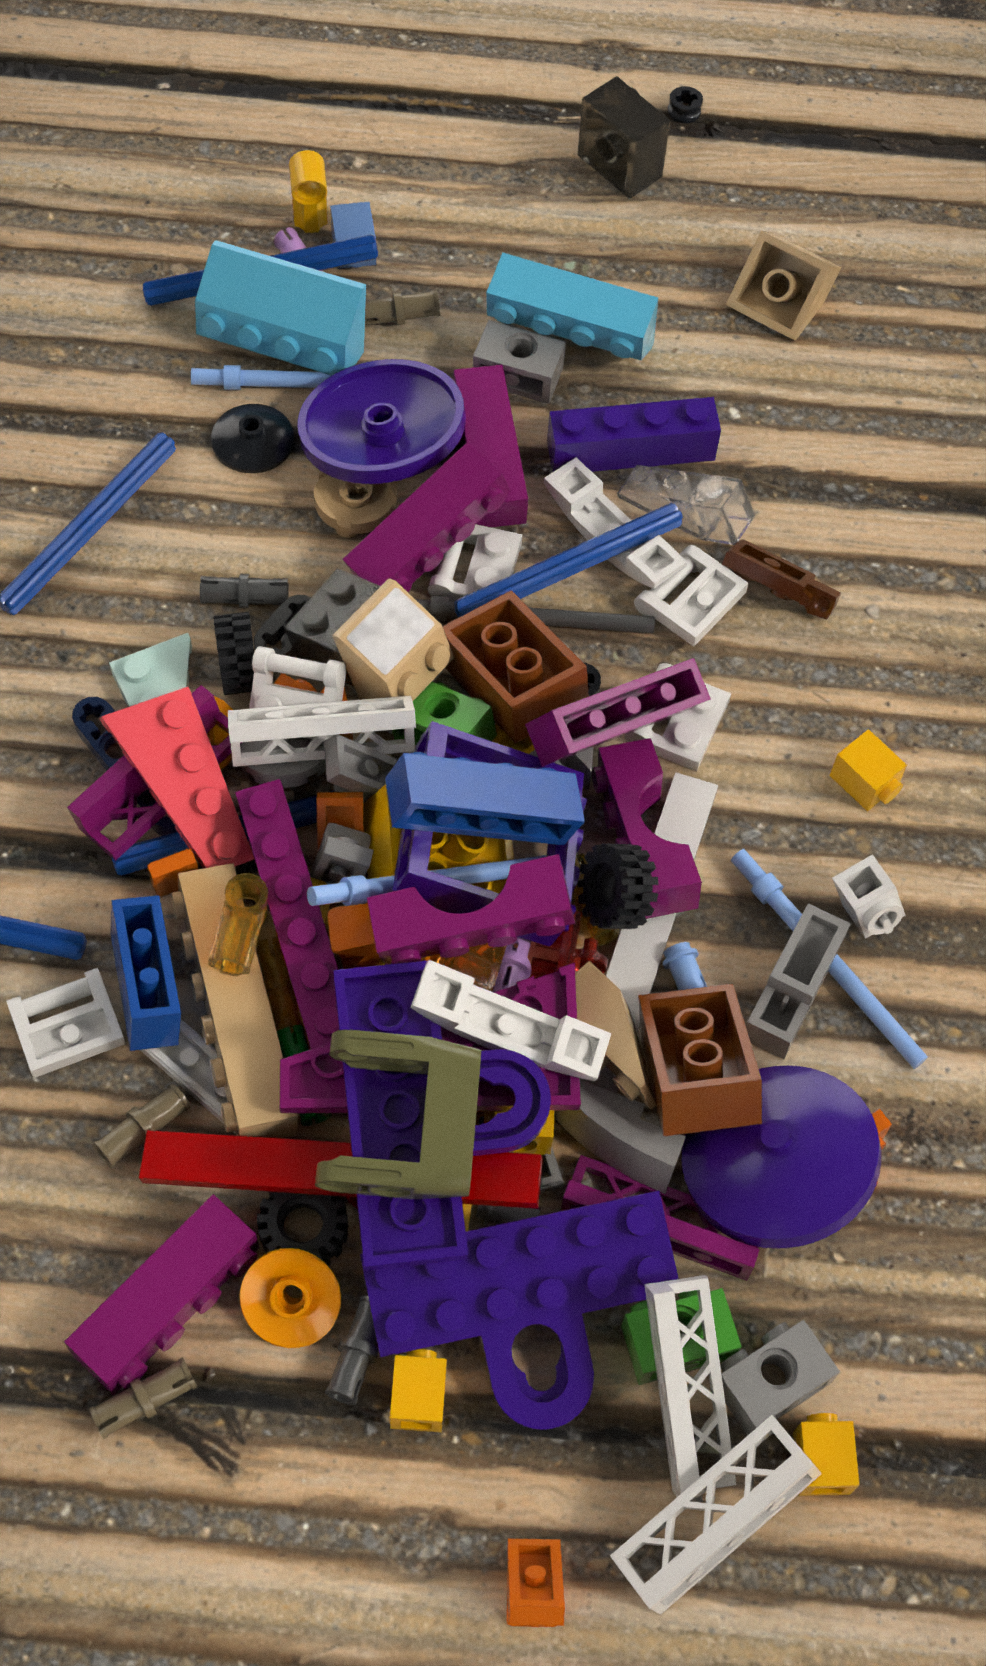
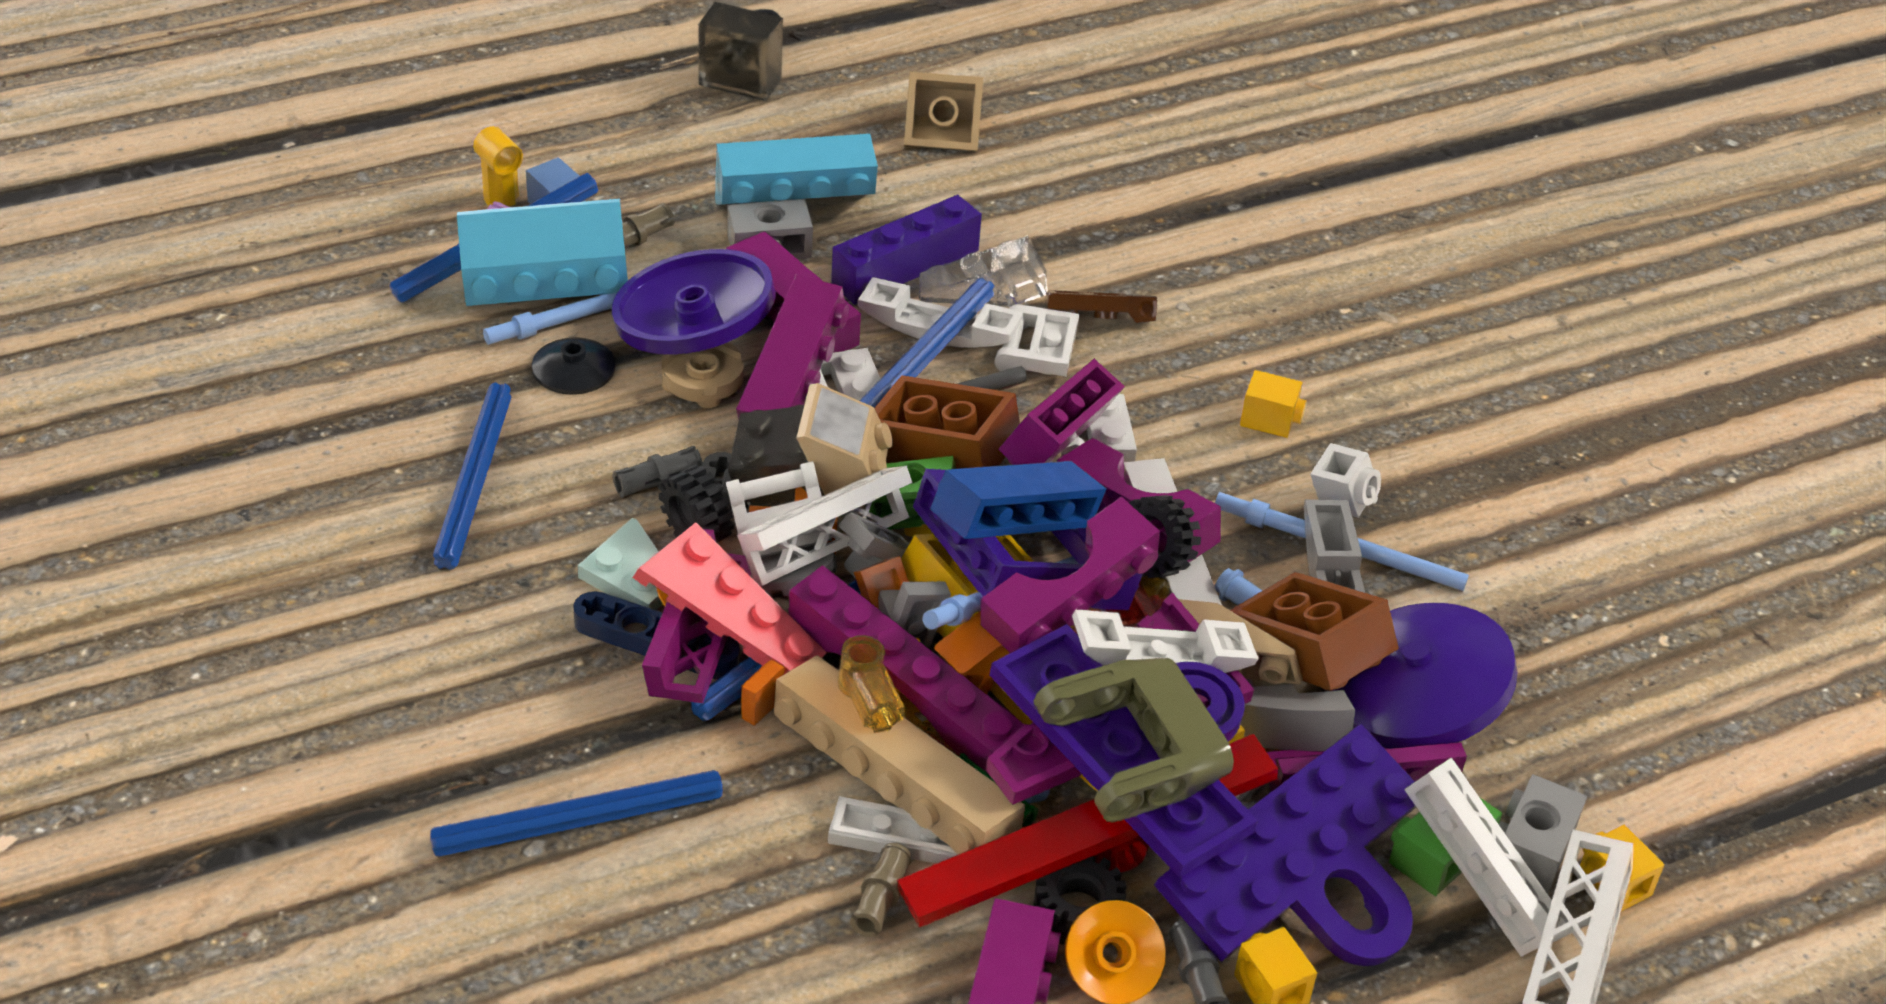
camera: 30 degrees left, 20 degrees down
(70, 1034) = (758, 853): white plate -> none
(145, 973) = (804, 764): blue brick -> none

